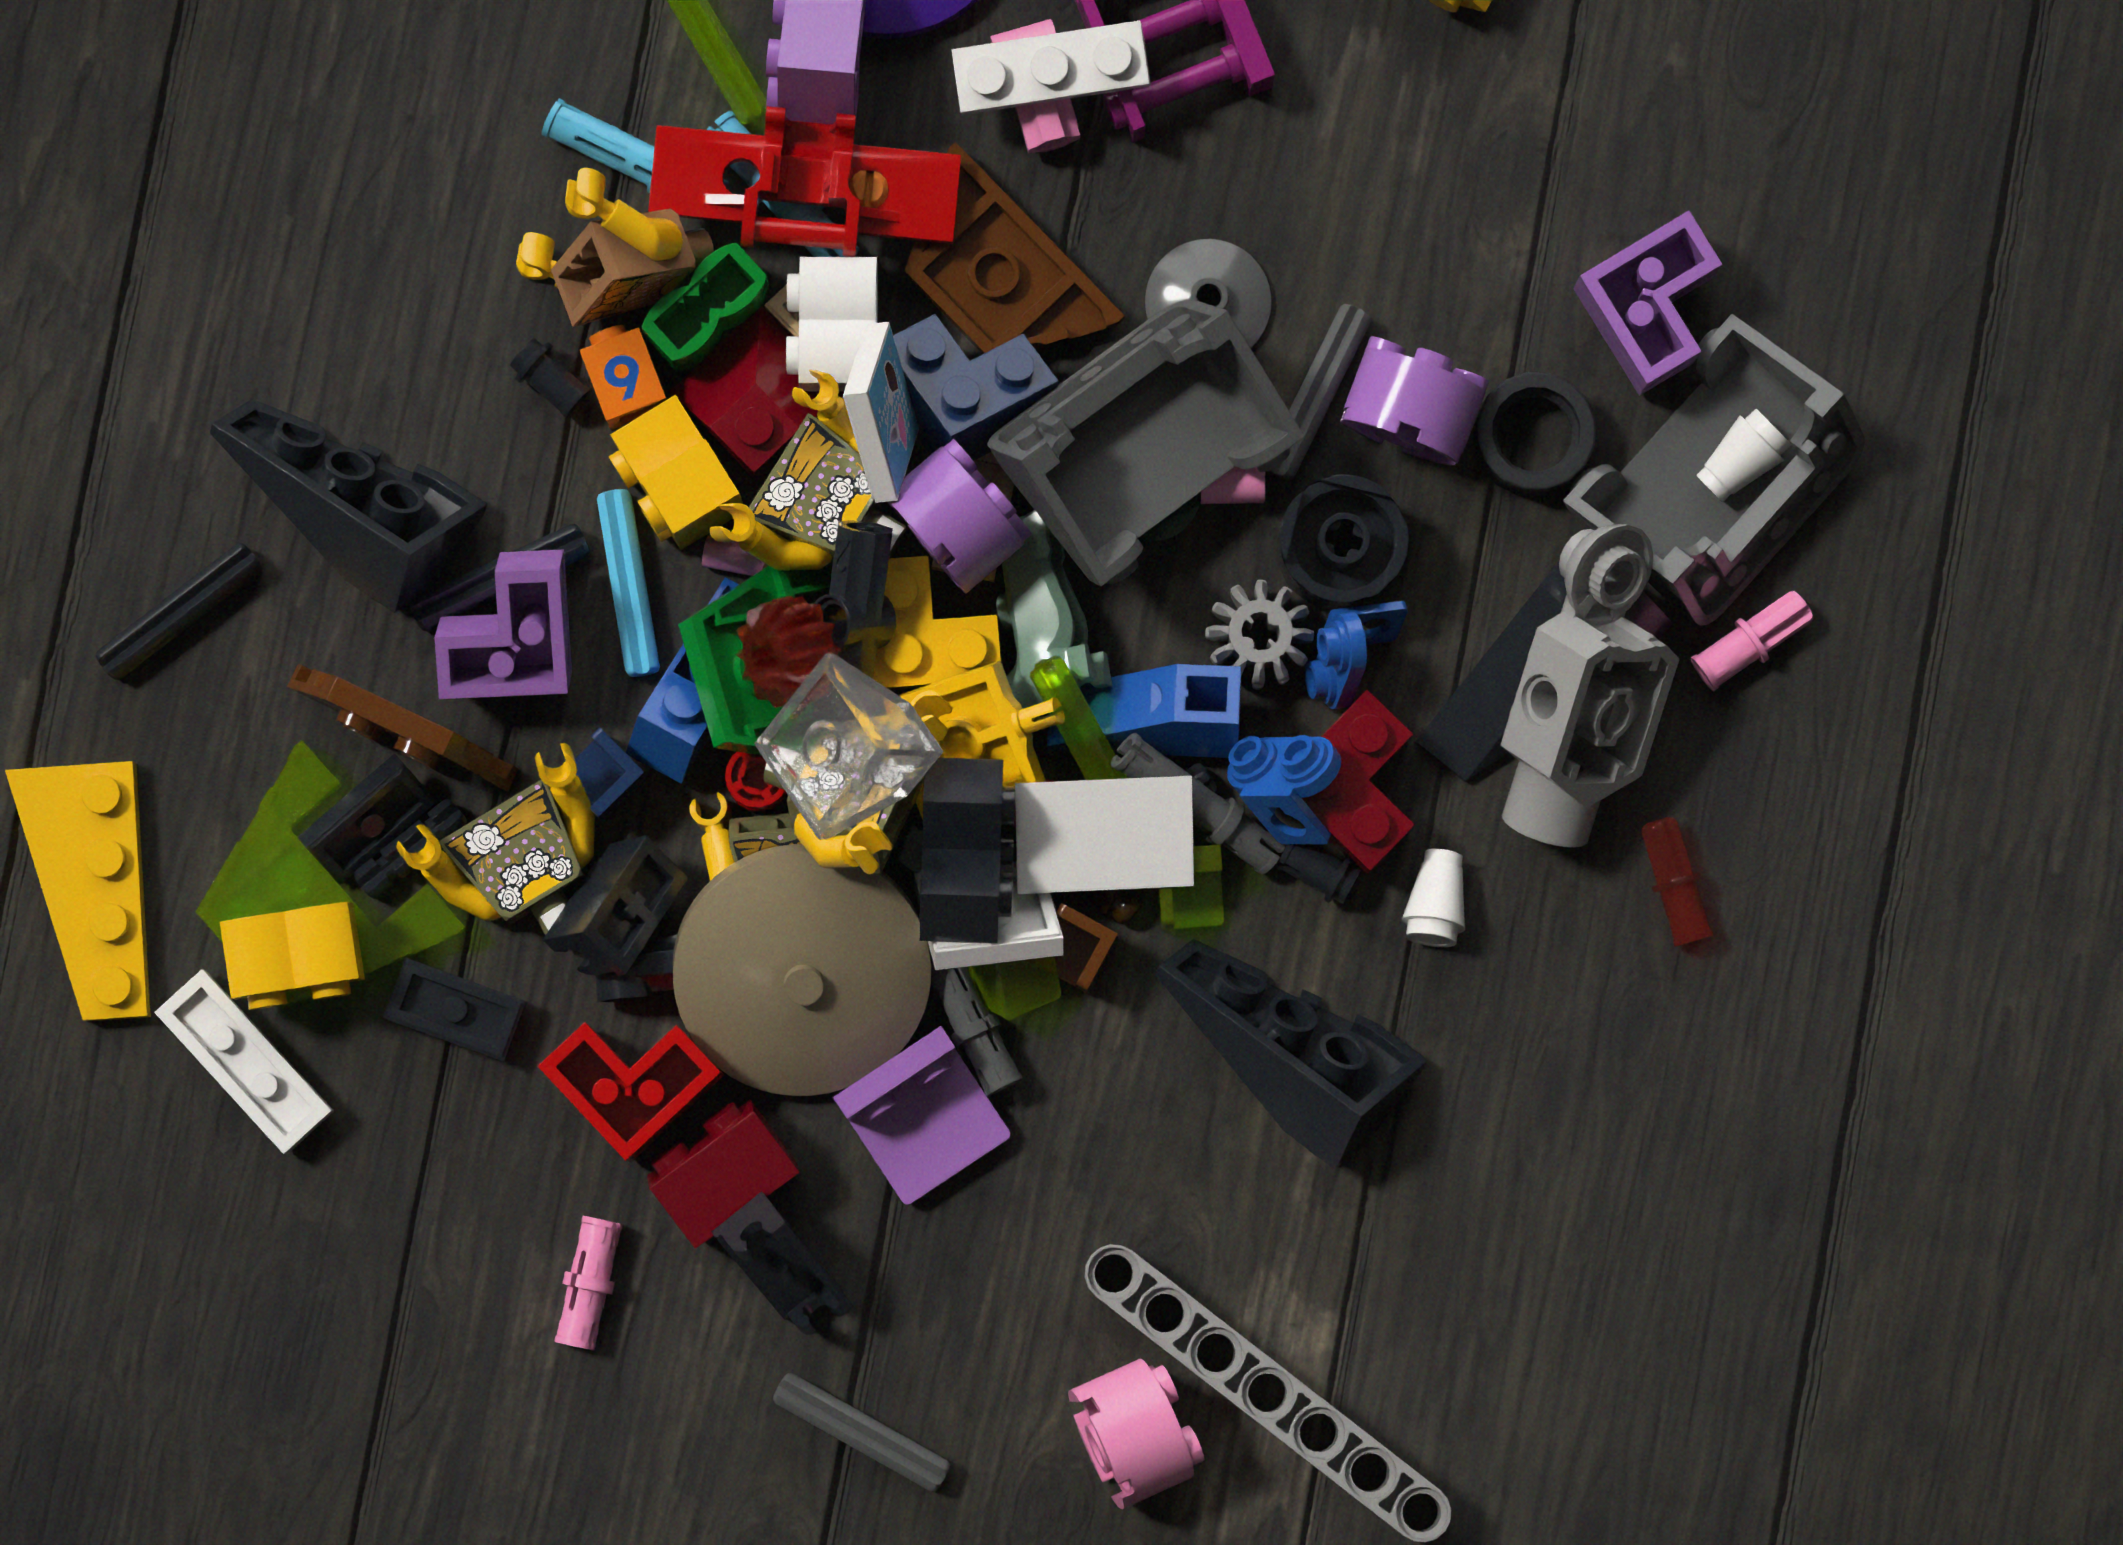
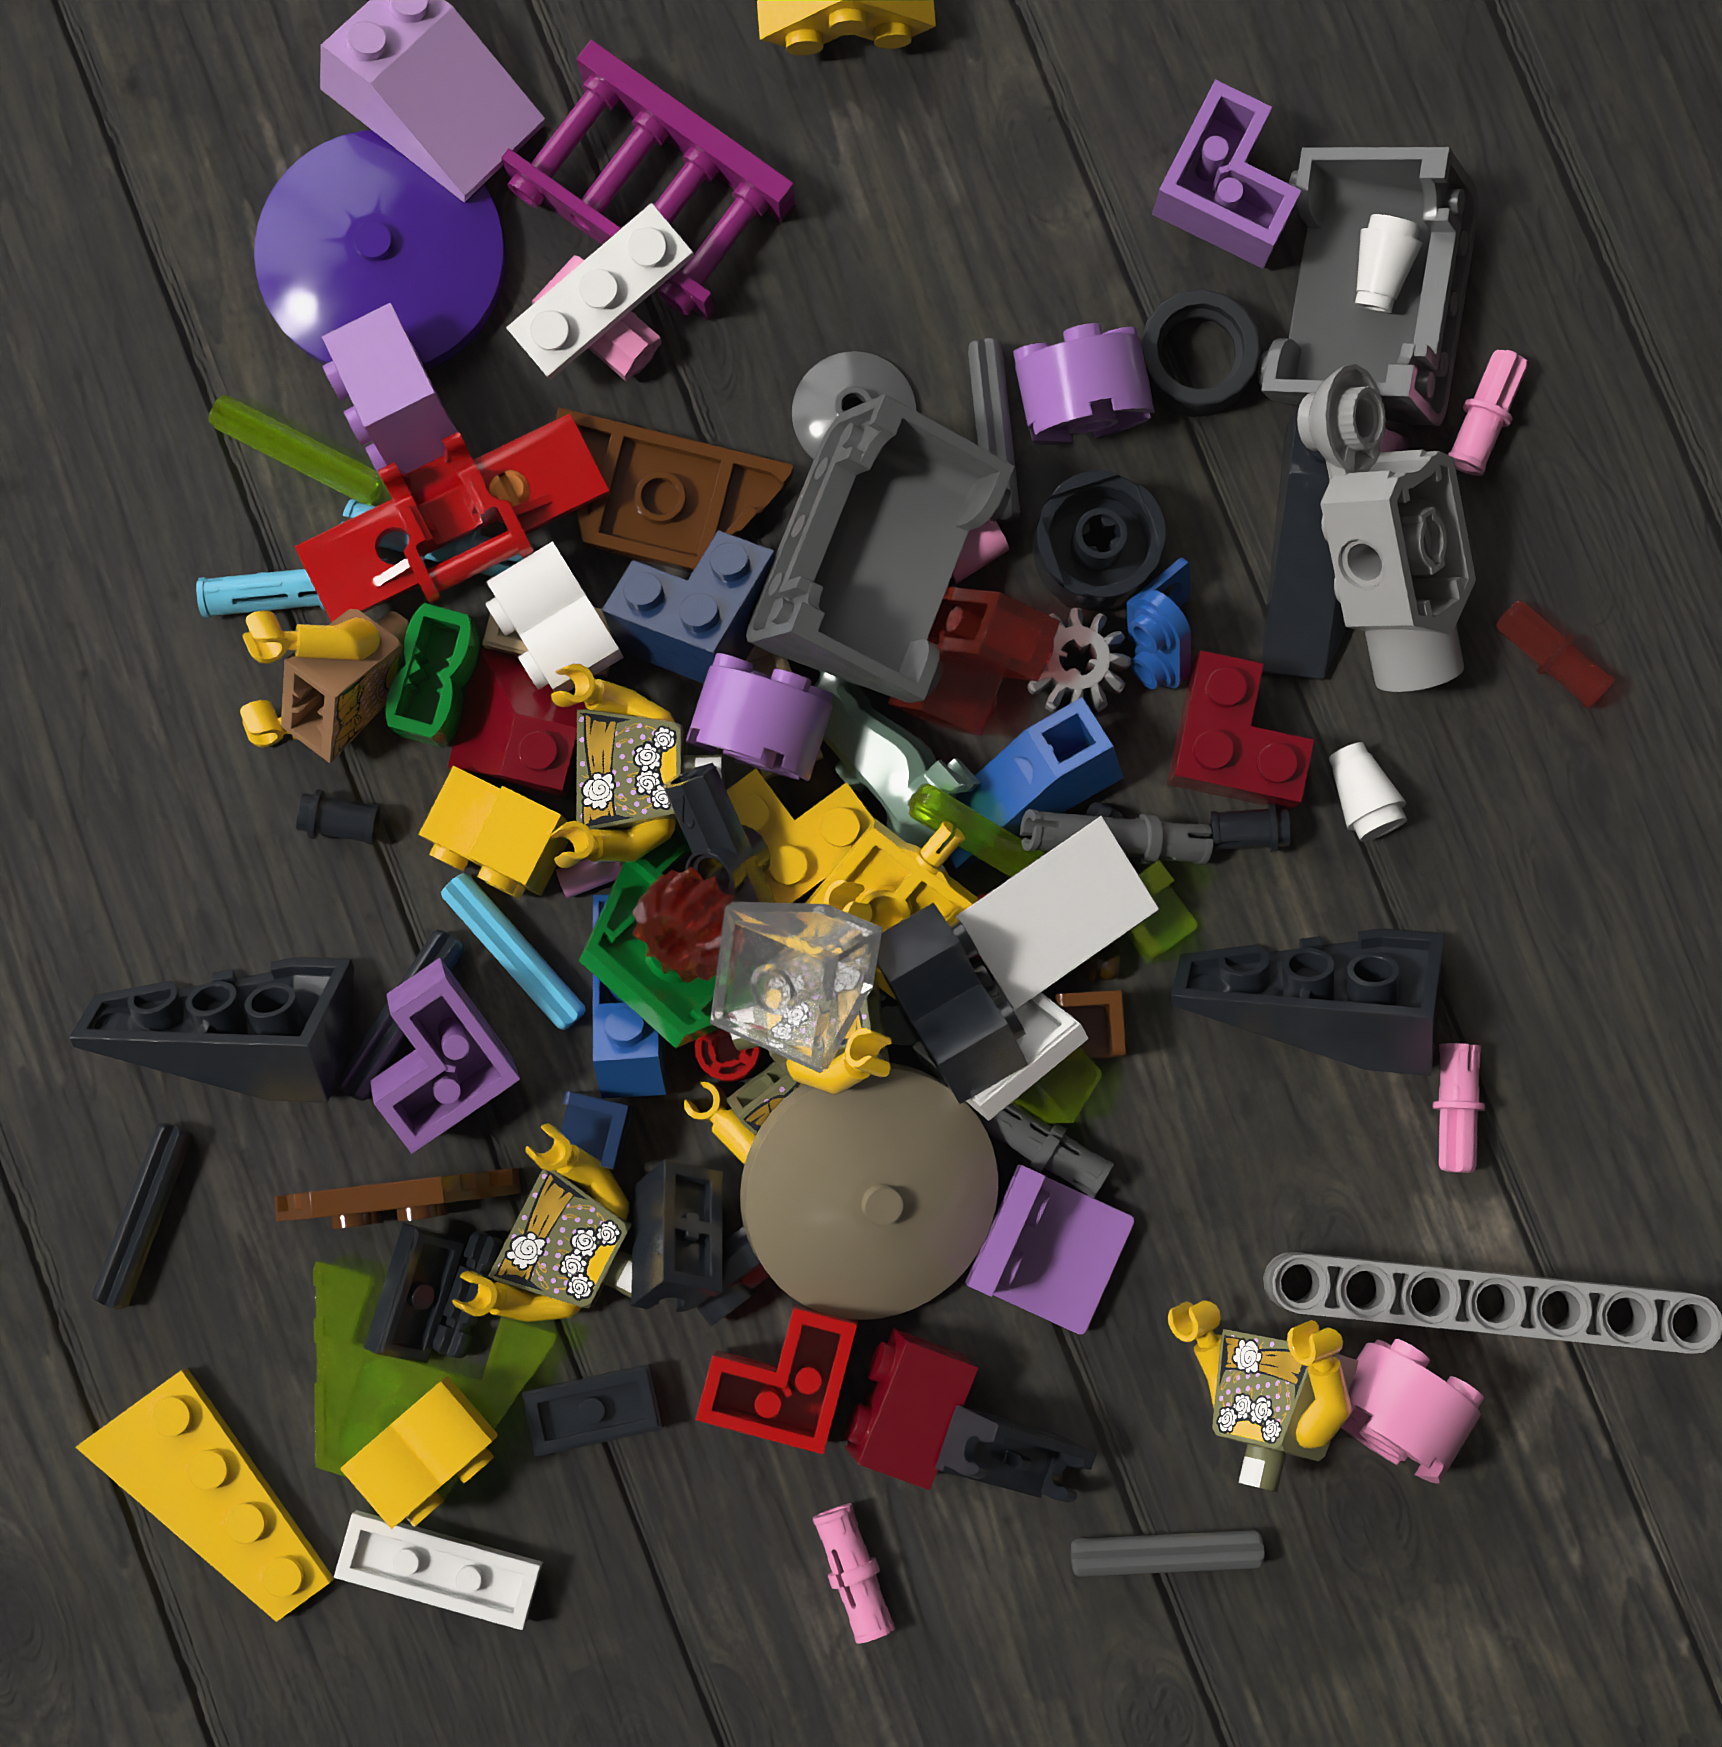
camera: 25 degrees left, 0 degrees up
(622, 374) = (397, 777): orange brick -> none
(881, 412) = (640, 668): tile -> none
(1030, 1343) = (1270, 1390): none -> torso
(1178, 569) = (980, 643): none -> clear red brick
(1278, 775) = (1177, 767): blue bracket -> none
(1345, 1214) = (1458, 1106): none -> bright pink axle

